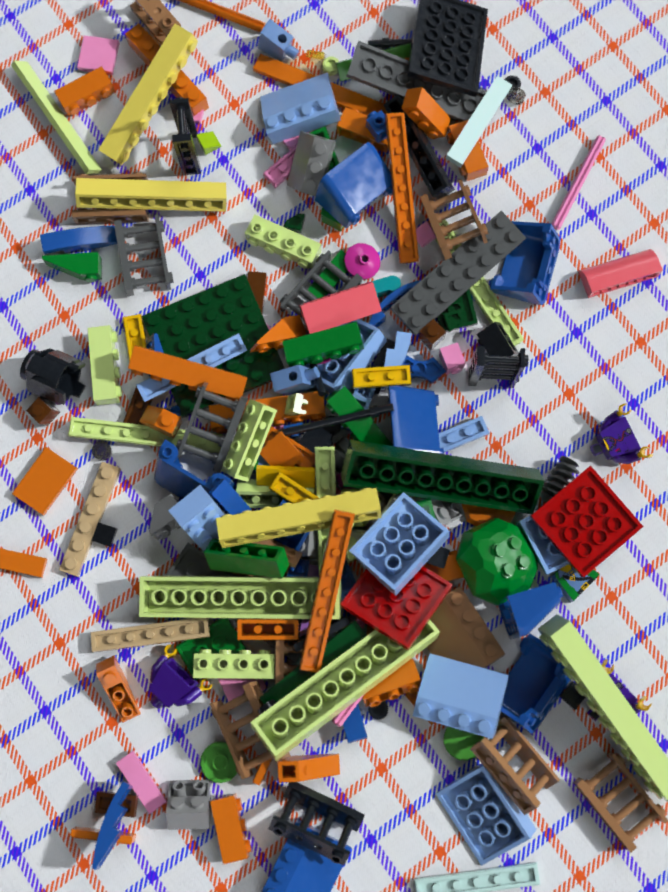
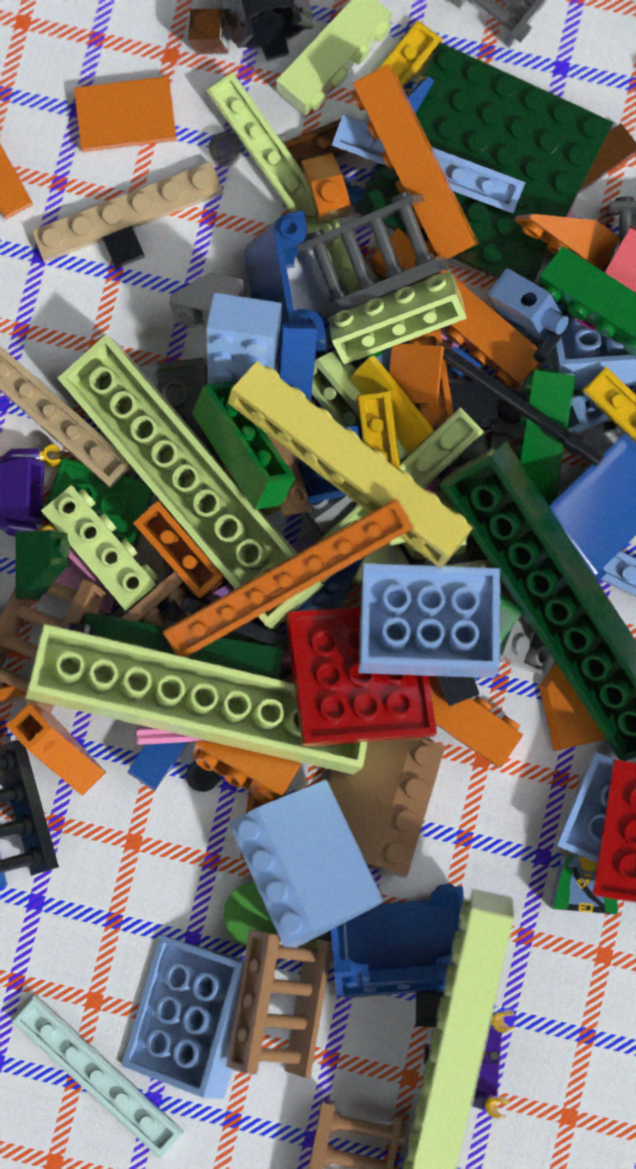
camera: 50 degrees right, 5 degrees up
(216, 699) = (39, 562): none -> dark green slope
(294, 403) = (493, 334): yellowish green tile -> none
(301, 569) = (292, 526): blue tile -> none
(496, 561) = (518, 766): green rock -> none
(528, 608) = (491, 856): blue windscreen -> none

